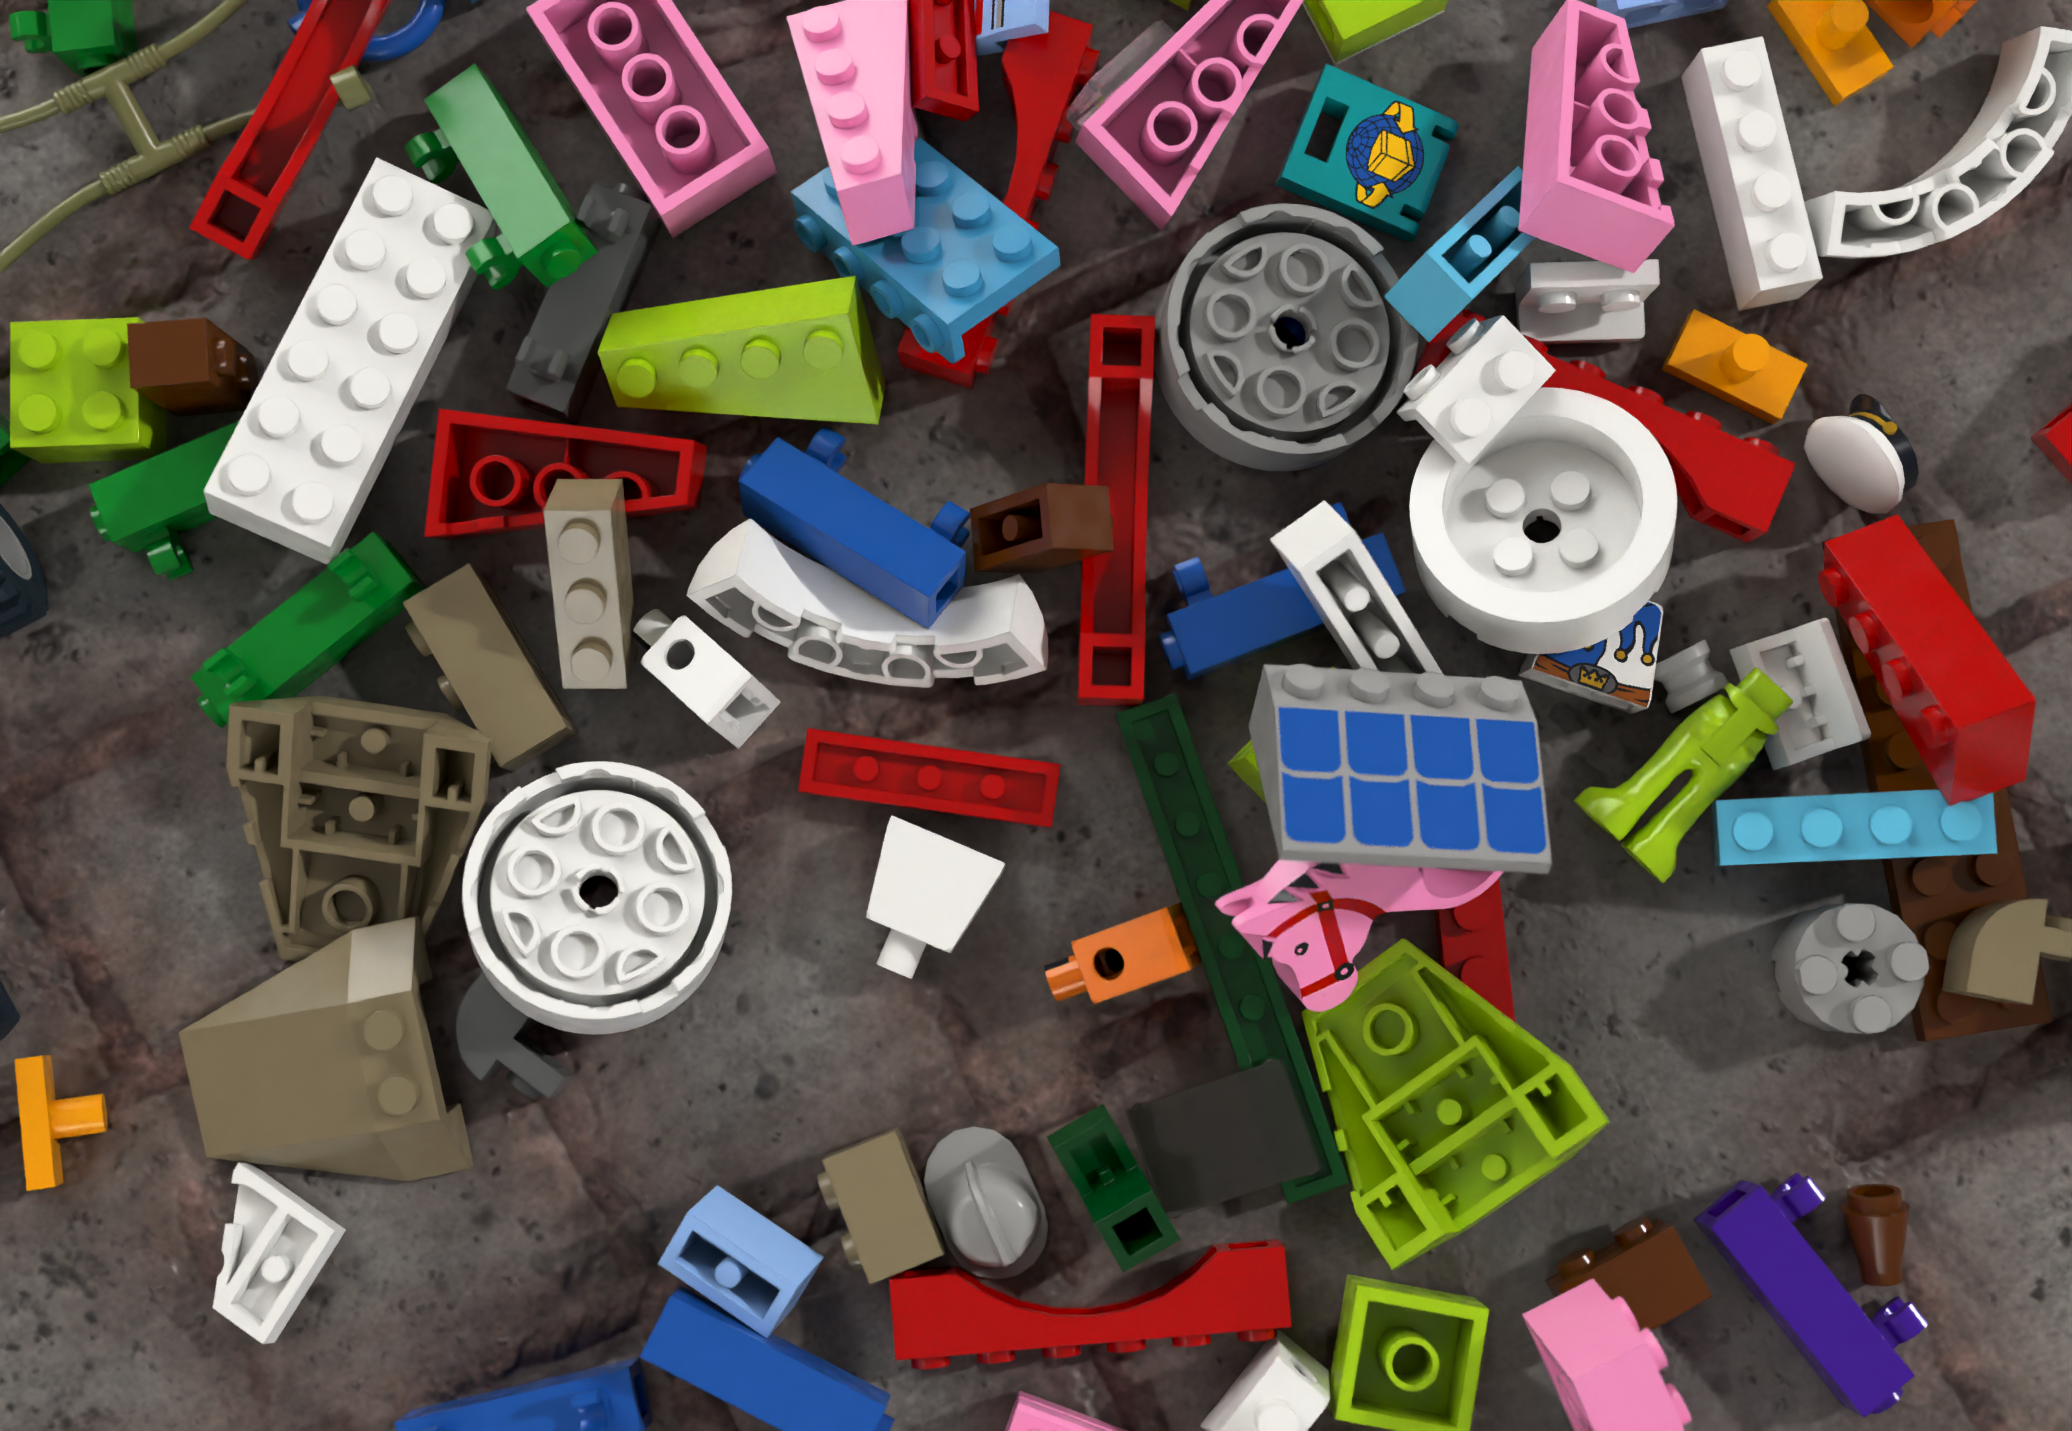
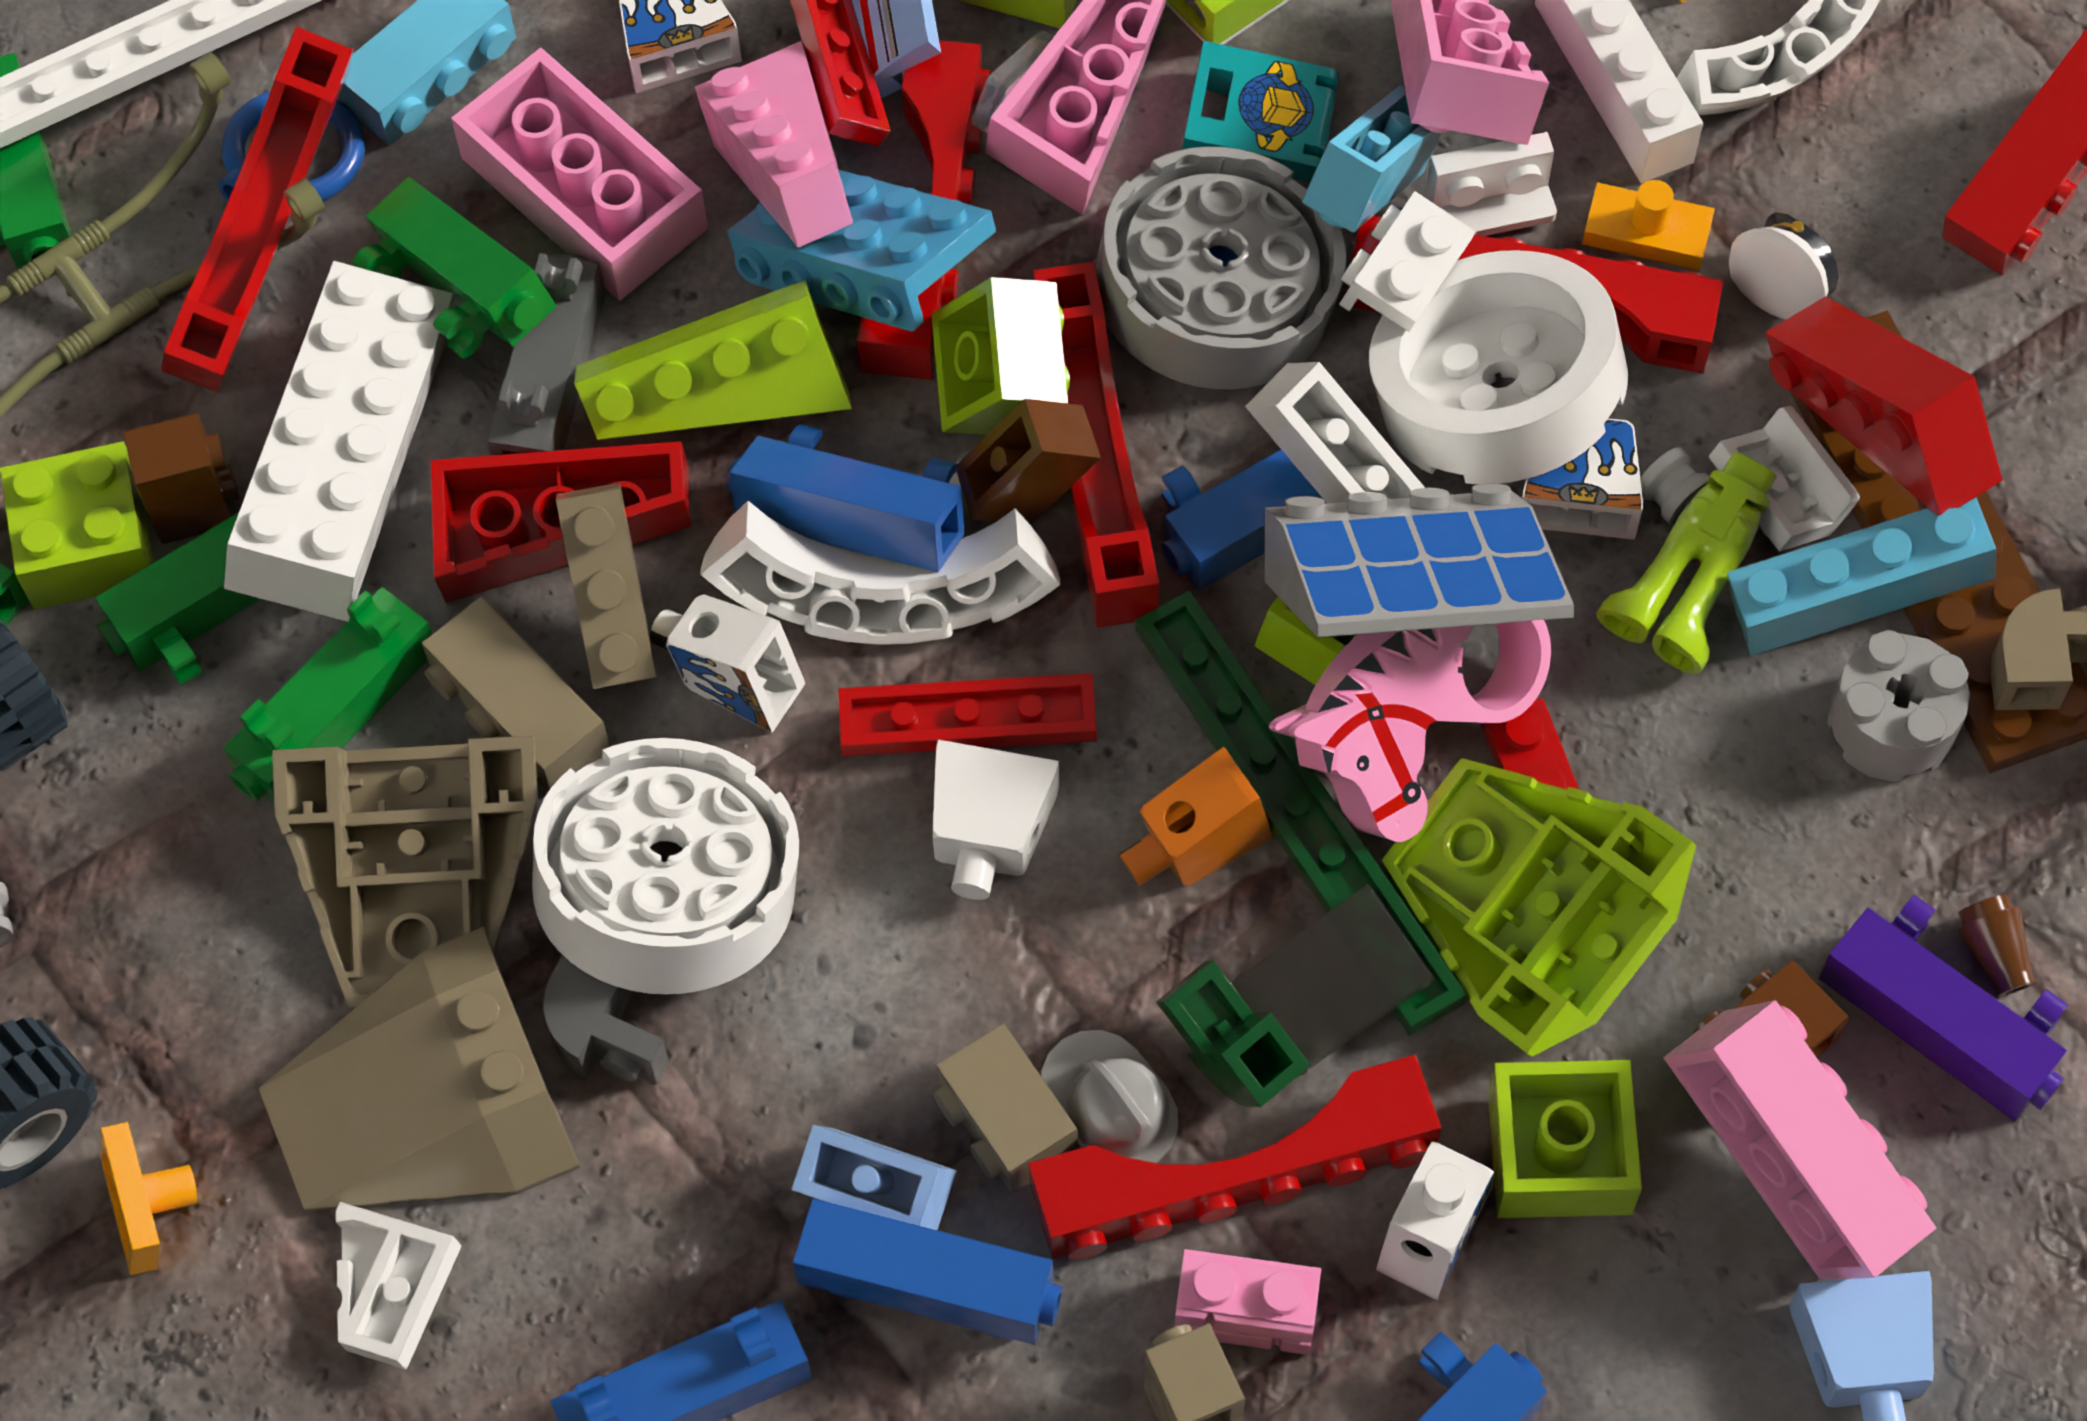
camera: 10 degrees left, 20 degrees down
(1037, 409) = (997, 350): none -> lime brick

